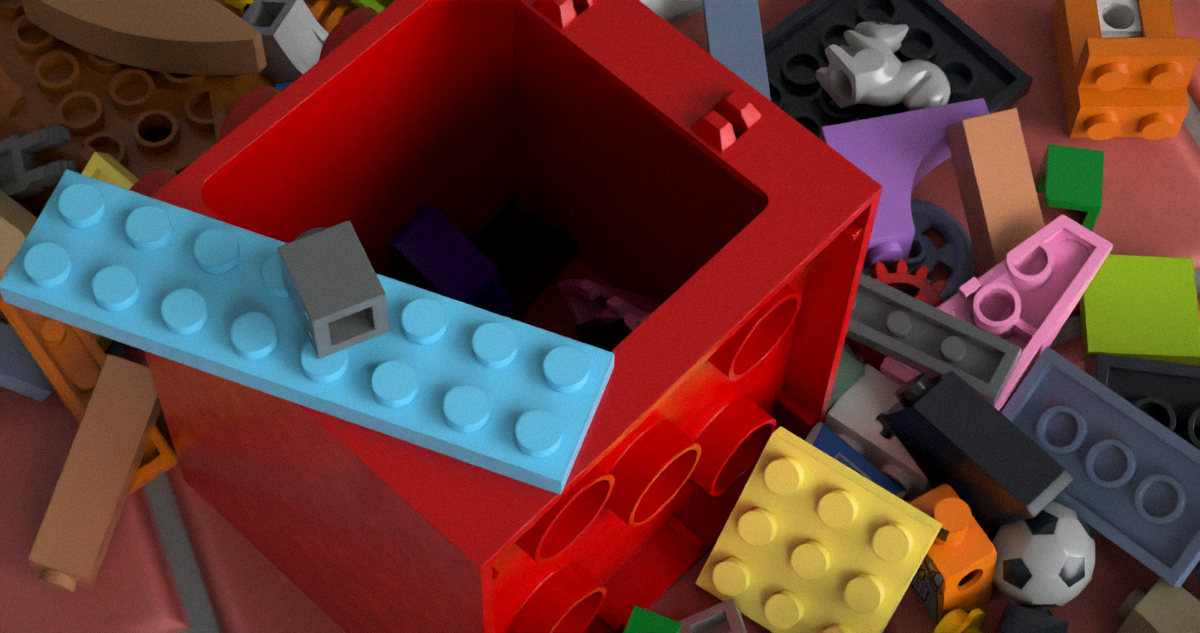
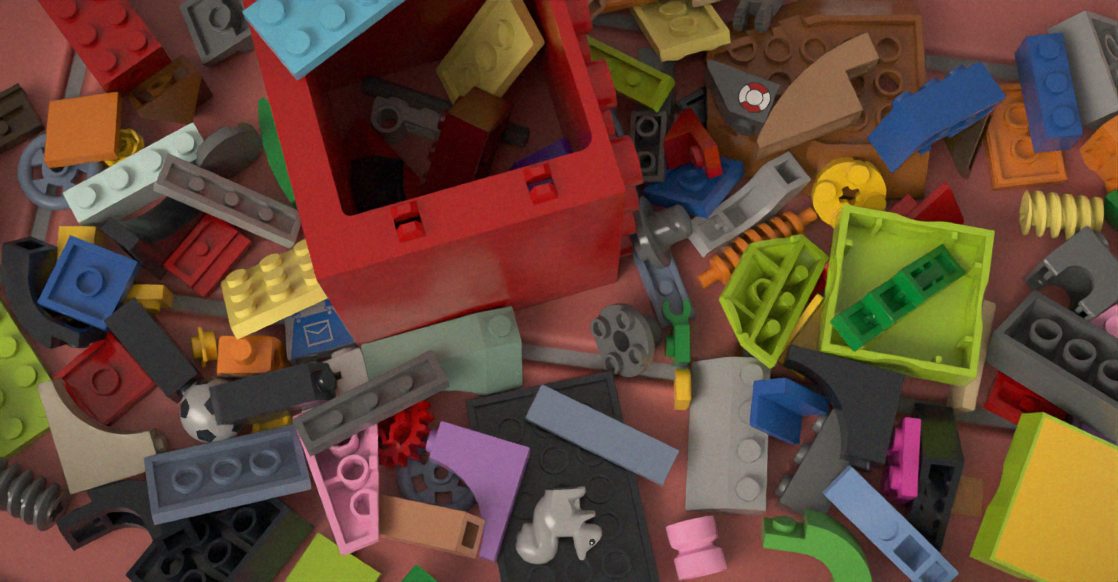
camera: 125 degrees right, 15 degrees up
(191, 99) = (740, 97): none -> dark grey slope

